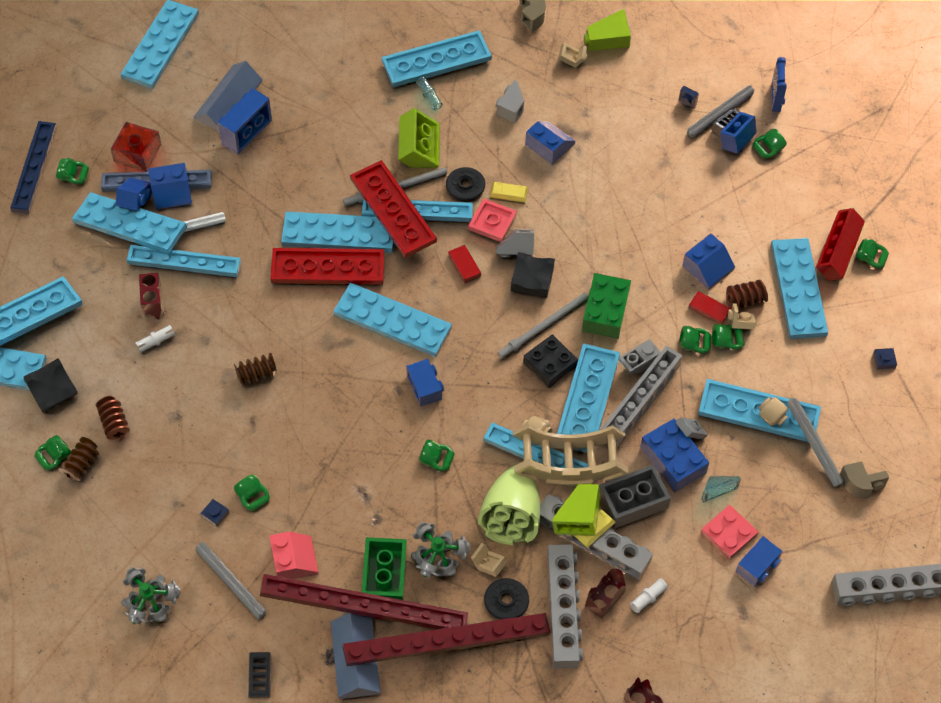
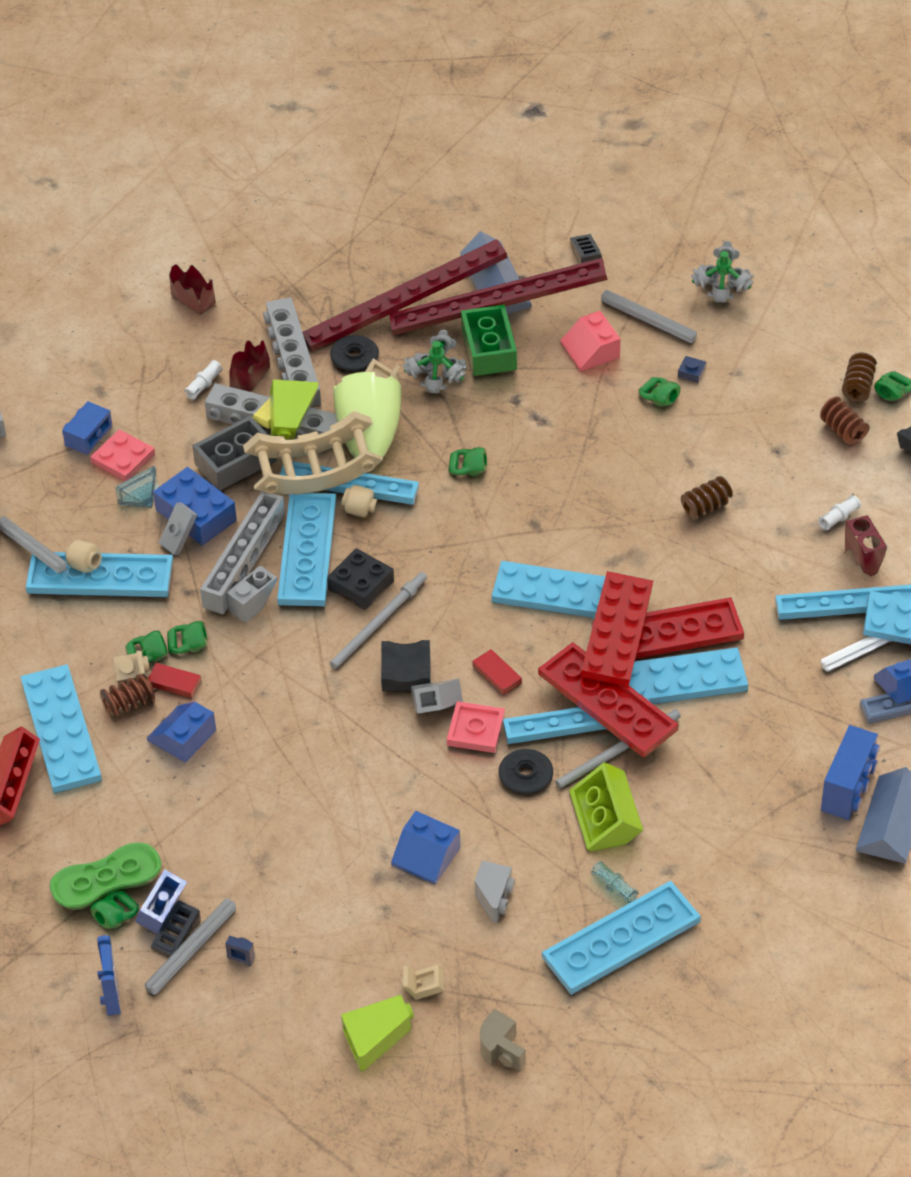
camera: 170 degrees right, 10 degrees down
(367, 259) = (617, 629): none -> red plate
(424, 382) = (504, 525): blue brick -> none
(509, 192) = (464, 774): light yellow tile -> none
(606, 305) = (304, 647): green brick -> none
(788, 160) = (124, 868): none -> bright green plate

